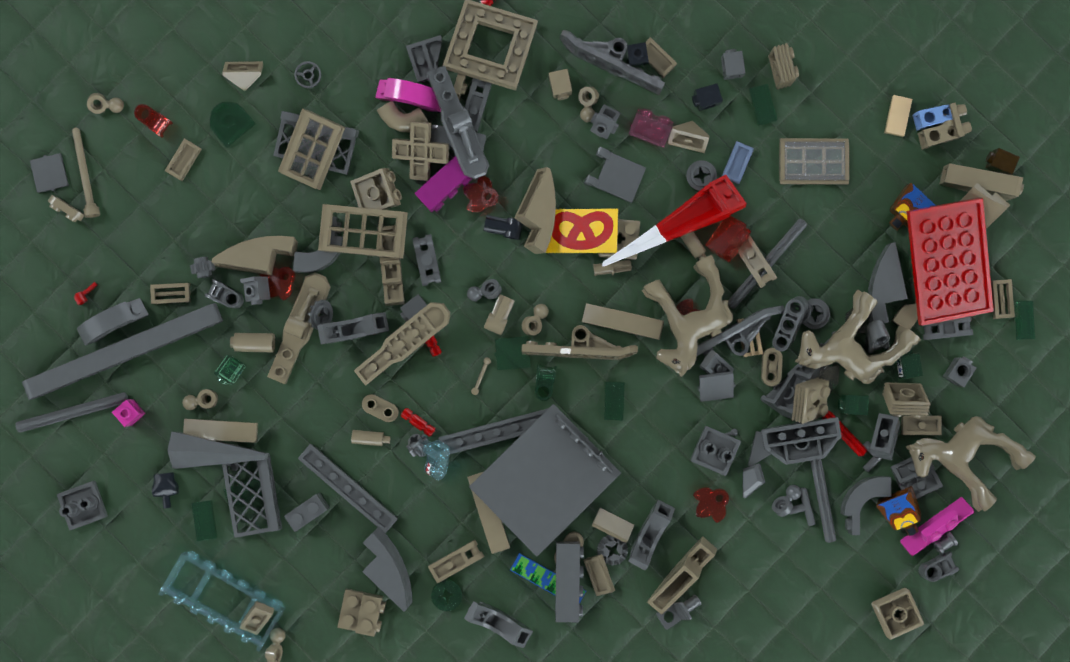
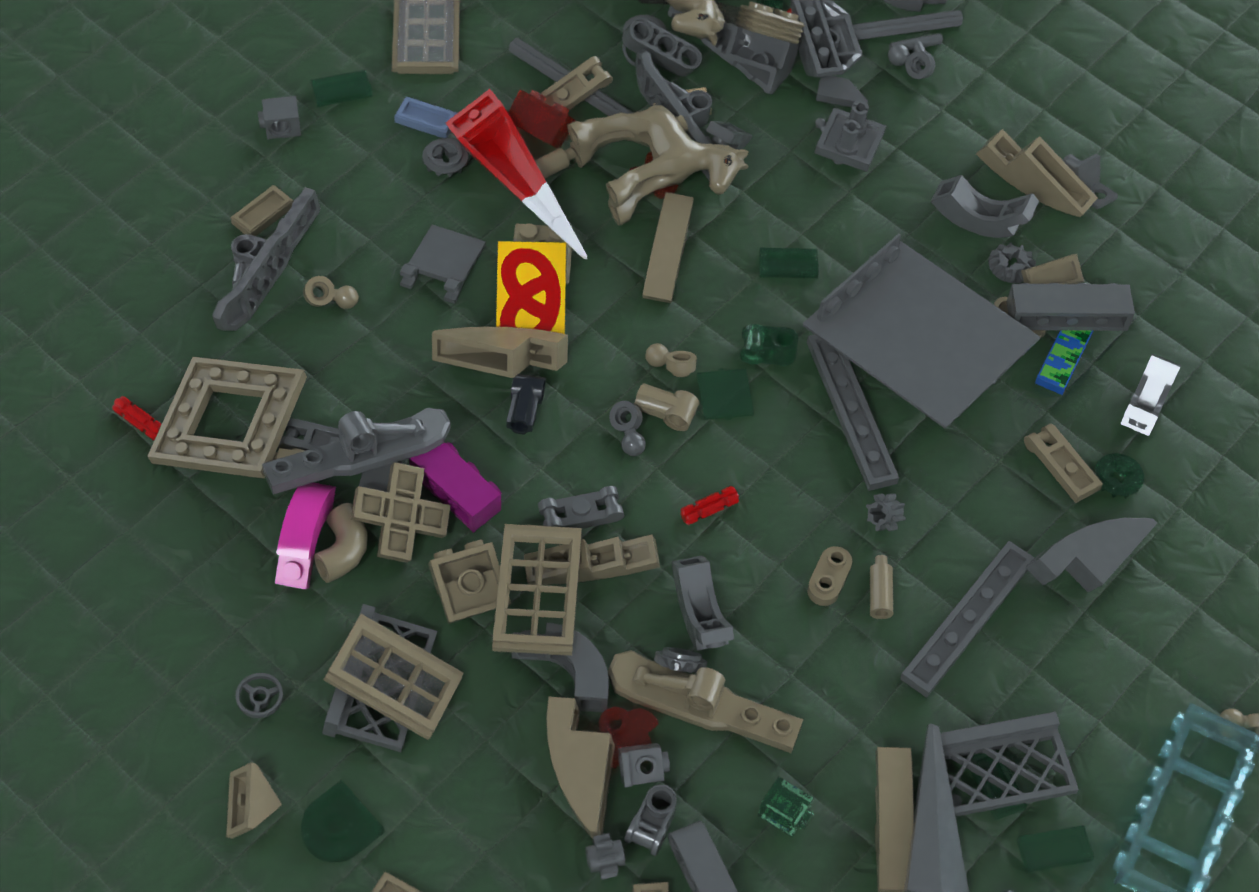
camera: 95 degrees left, 30 degrees down
(191, 402) = (848, 875): dark tan plate -> none
(253, 342) = (734, 769): dark tan brick -> none
(256, 618) = (1209, 745): dark tan plate -> none
(307, 512) = (1017, 675): dark grey brick -> none
(361, 612) = (1168, 595): dark tan plate -> none
(405, 340) = (721, 523): dark tan piece -> none
(412, 307) = (663, 521): dark grey brick -> none
(418, 422) = (847, 519): red axle -> none
(425, 56) = (243, 515): dark grey wing -> none
(436, 459) = (906, 482): clear light blue leg -> none
(475, 390) = (788, 443): dark tan hinge -> none
(477, 195) = (472, 439): clear red plate -> none
(491, 523) = (986, 413): dark tan slope -> none
(560, 84) = (298, 327): dark tan brick -> none
(590, 348) = (706, 297): dark tan piece -> none
(605, 122) = (361, 265): dark grey brick -> none
(613, 525) = (976, 259): dark tan tile -> none
(616, 267) = (587, 267): dark tan axle -> none
(637, 54) = (259, 218): black brick -> none
(651, 127) = (372, 213): clear pink bracket -> none
(689, 136) = (387, 169): dark tan slope -> none
(707, 97) = (328, 146): black brick -> none
(709, 506) = (926, 146): clear red plate -> none
(716, 386) = (757, 135): dark grey piece -> none
(752, 479) = (886, 98): dark grey piece -> none
(773, 367) = (723, 77): dark tan plate -> none
(782, 66) = (288, 54): dark tan brick -> none

